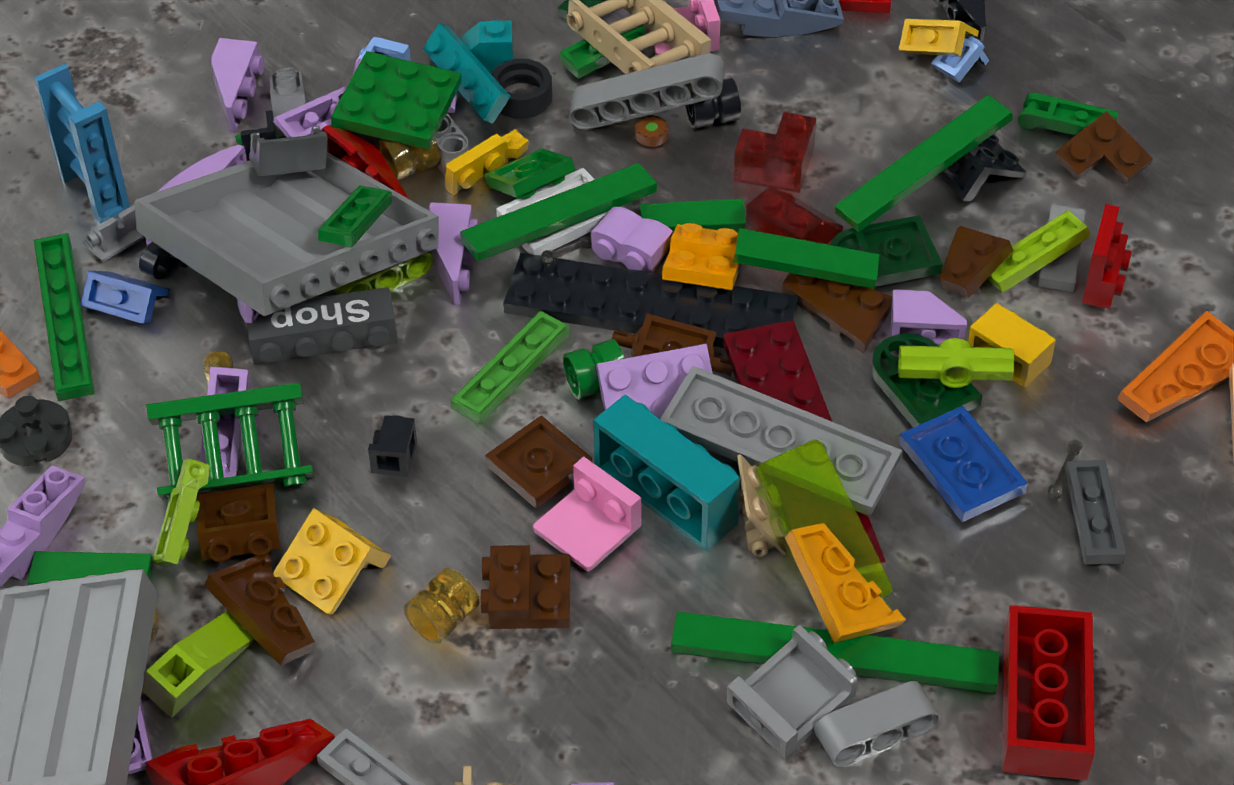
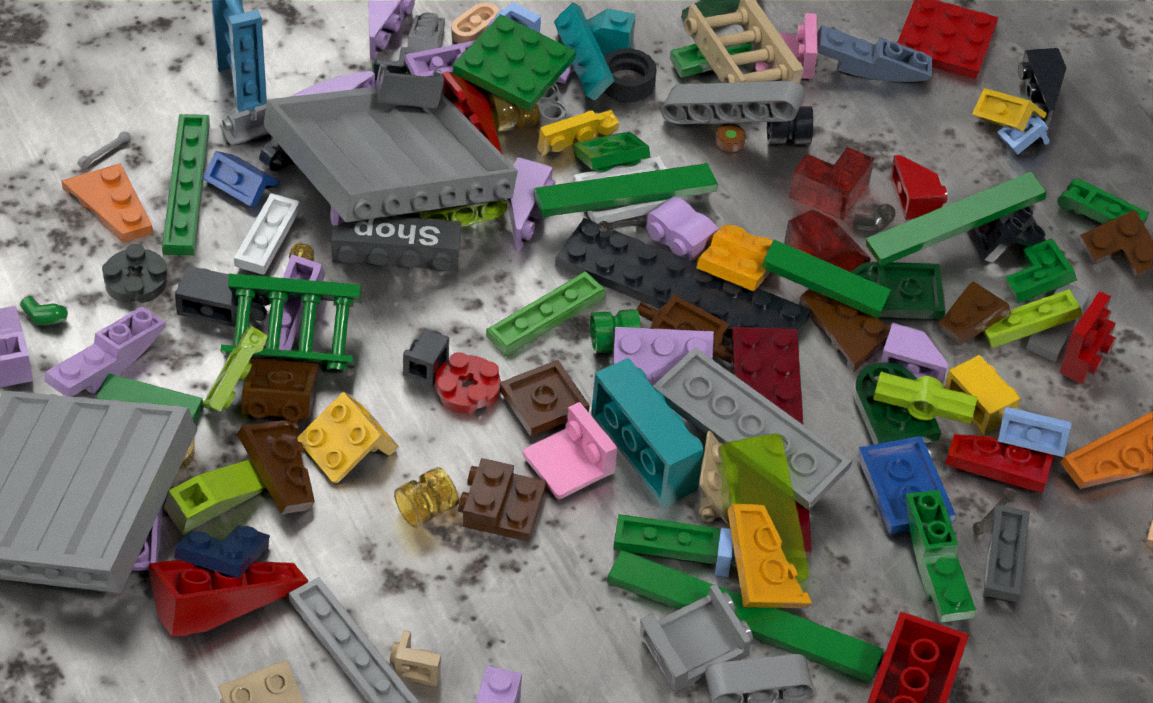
camera: 10 degrees right, 0 degrees up
(127, 437) = (206, 297): none -> black hinge
(172, 350) = (267, 234): none -> white plate
(232, 731) = (226, 556): none -> dark blue plate
(335, 69) = (473, 22): none -> light nougat plate
(355, 216) = (446, 154): green tile -> none
(442, 448) = (471, 368): none -> red plate
(706, 213) = (752, 220): green tile -> none
(723, 587) = (667, 539): none -> green plate
(793, 587) = (725, 553): none -> light blue plate
(836, 185) = (877, 220): none -> clear smoke arm
(868, 140) = (916, 188): none -> red slope
(1022, 534) = (937, 556): none -> green slope
(1034, 199) = (1047, 272): none -> green plate
(1064, 411) = (1000, 461): none -> red wing
(1082, 371) = (1034, 431): none -> light blue panel

